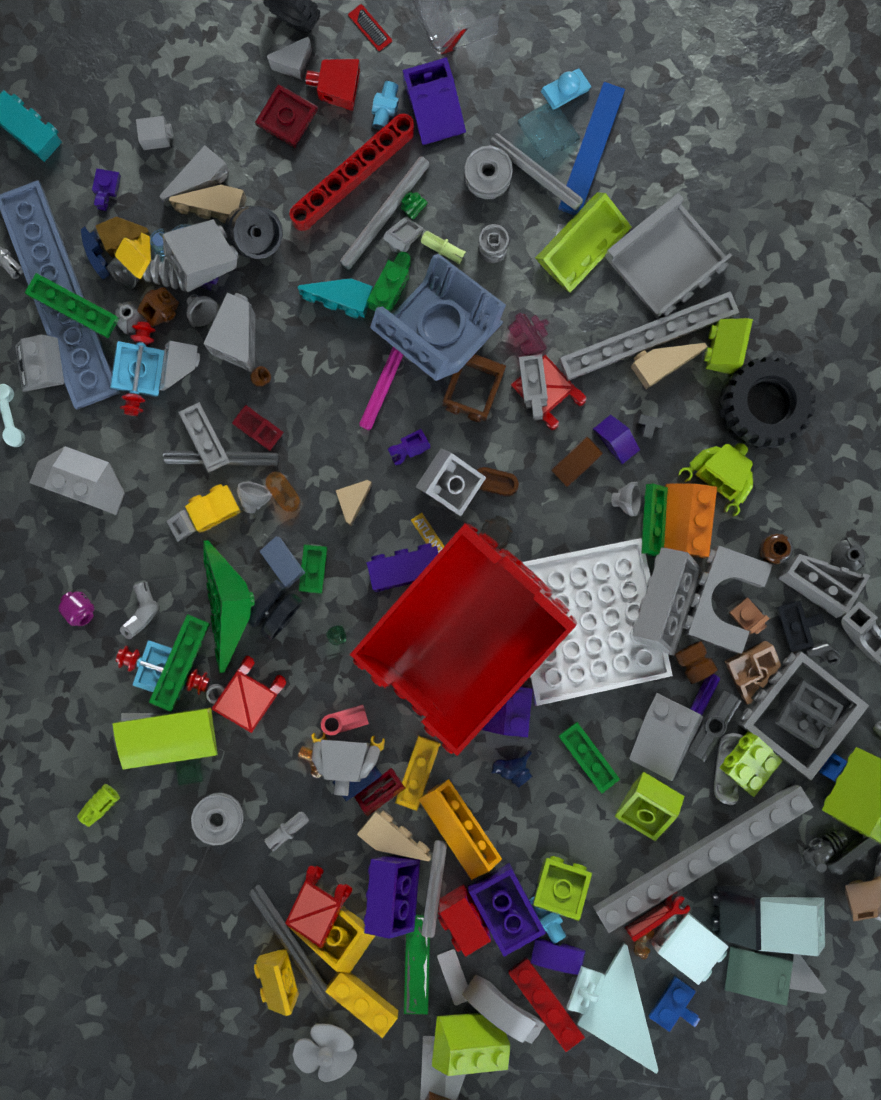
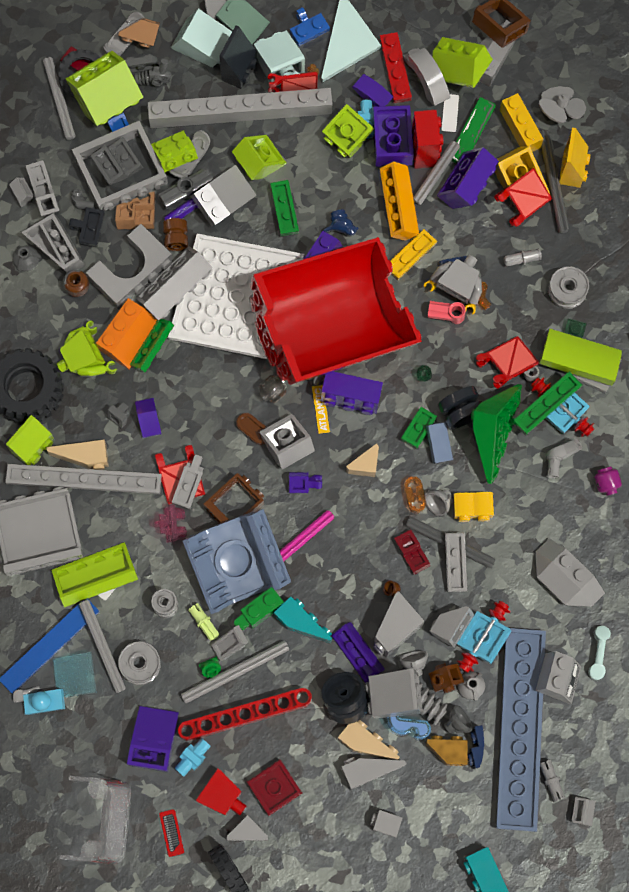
camera: 155 degrees left, 10 degrees down
(72, 305) = (513, 708): green plate -> none
(105, 185) = (443, 801): dark purple plate -> none
(135, 254) = (444, 719): yellow slope -> none
(181, 525) = (502, 504): light grey plate -> none
(266, 295) = (357, 651): none -> dark purple slope
(382, 794) = (440, 246): dark red tile -> none
(387, 837) = (454, 221): tan slope -> none
(577, 461) = (183, 413): reddish brown slope -> none
(585, 991) = (364, 61): light aqua hips -> none
(596, 85) = (18, 694): none -> light grey hand
(628, 499) = (163, 368): light grey piece -> none
(749, 616) = (120, 248): nougat bracket -> none

